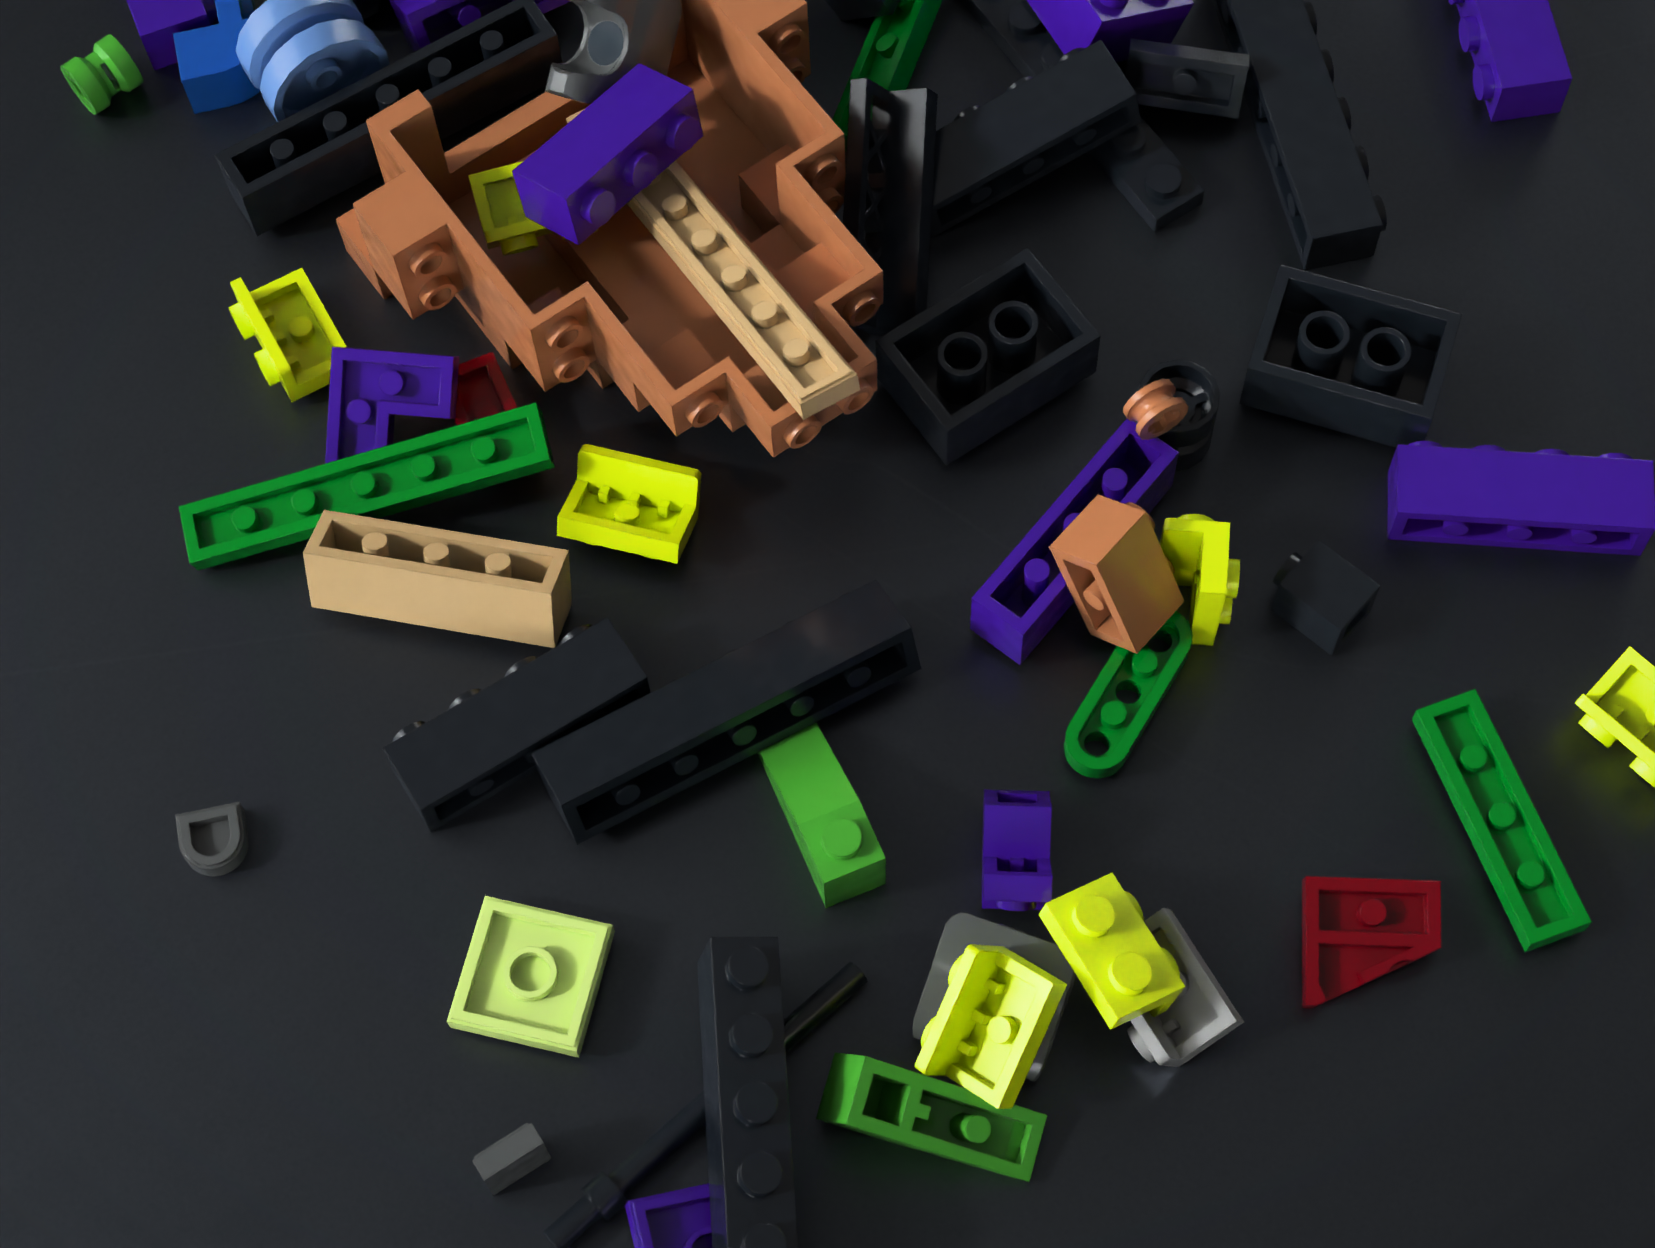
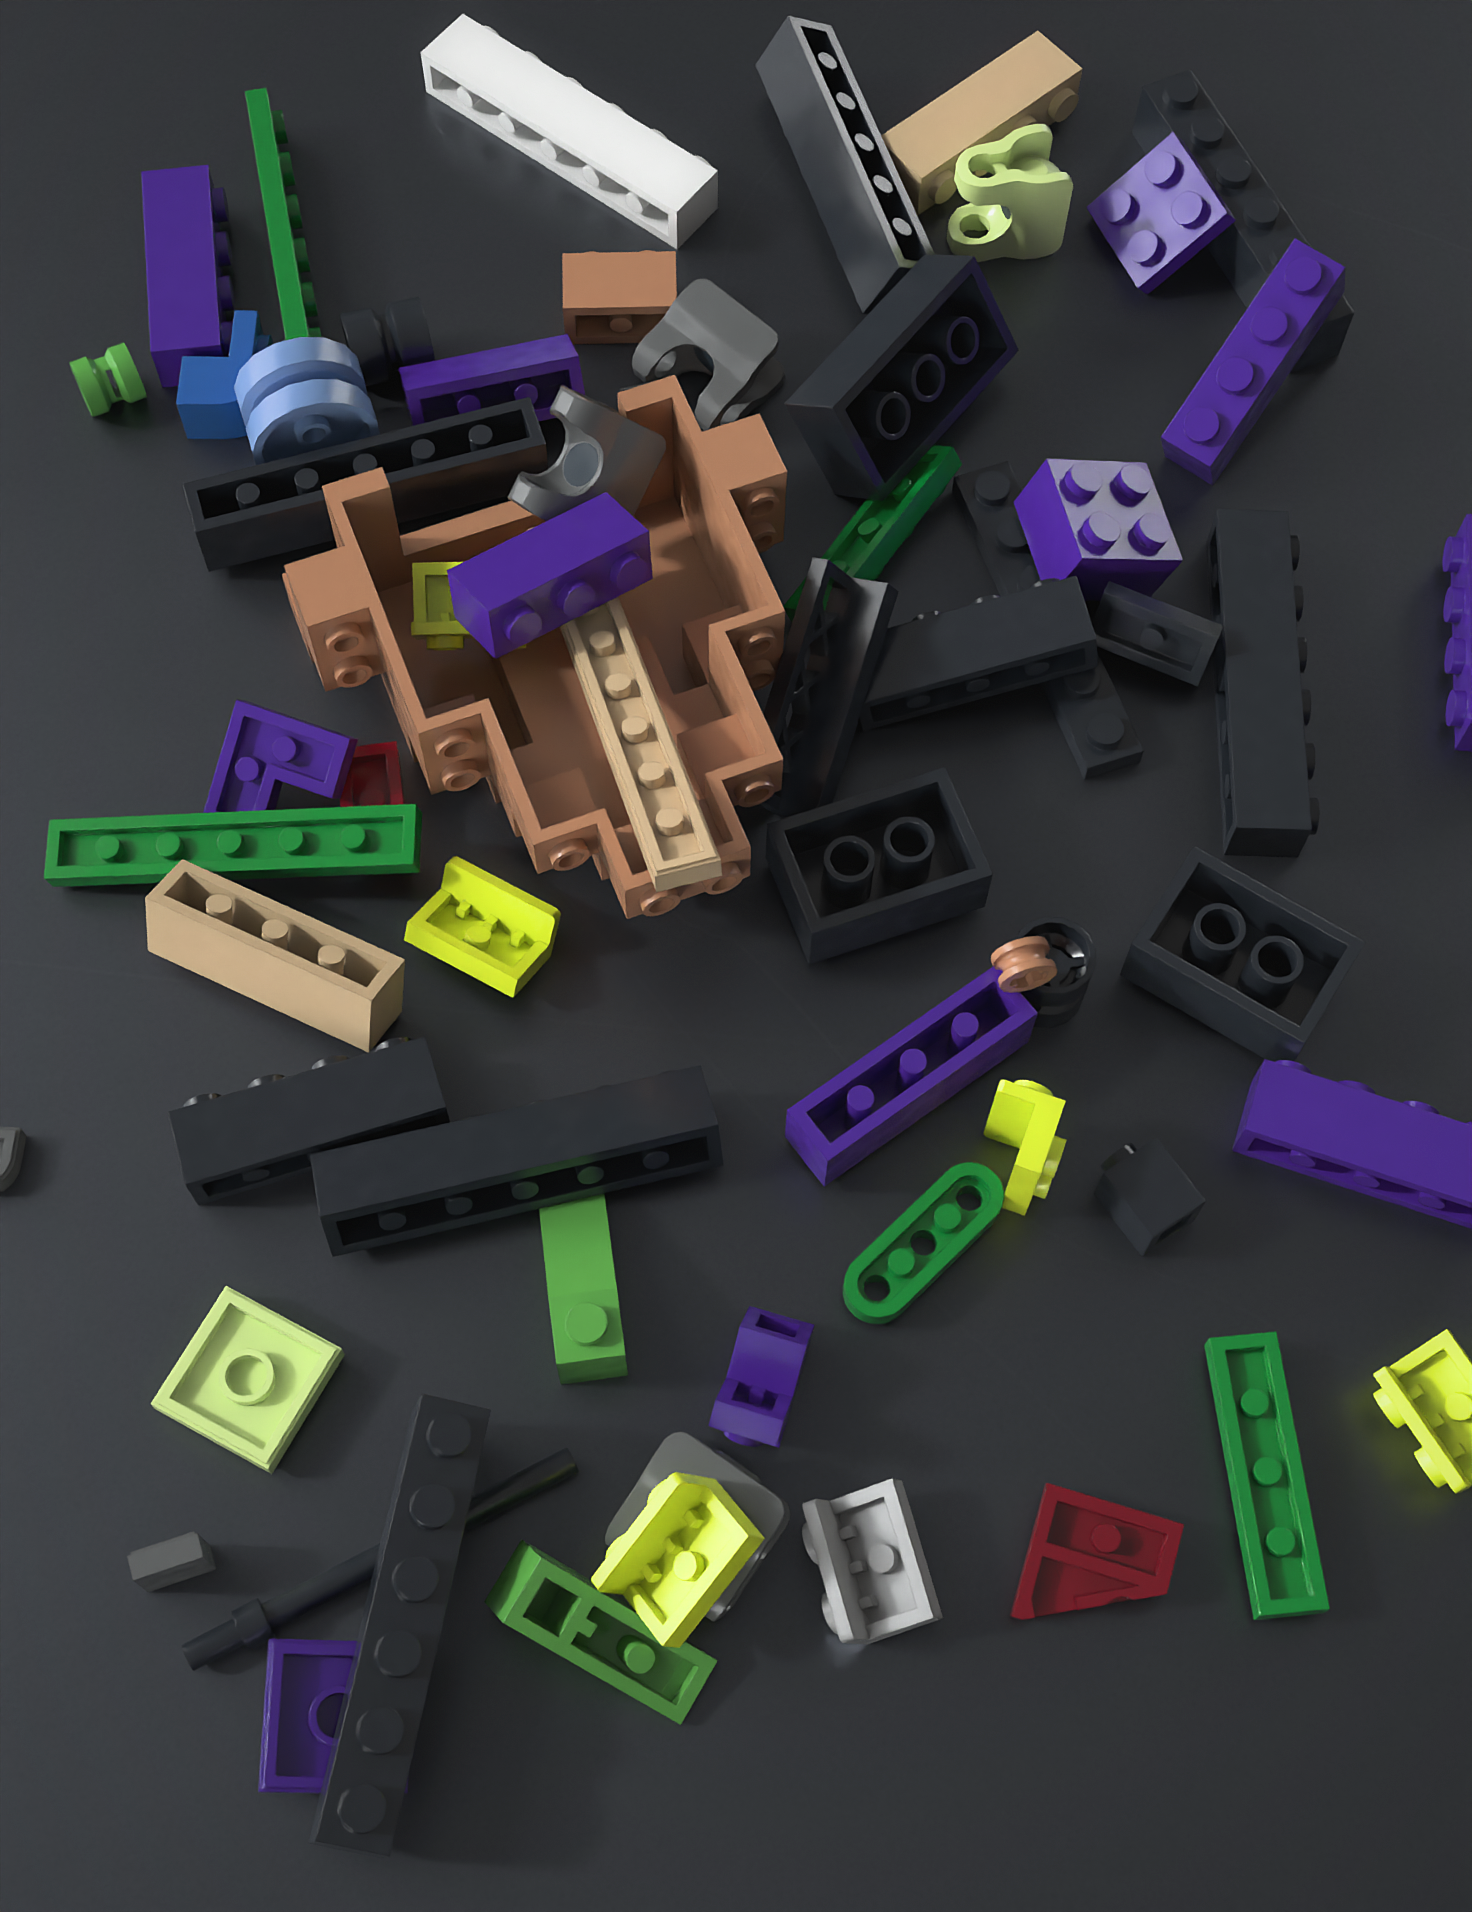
camera: 10 degrees right, 0 degrees up
(291, 330) = (208, 672): neon yellow bracket -> none
(1113, 951) = (825, 1513): neon yellow bracket -> none
(1117, 572) = (940, 1121): nougat brick -> none

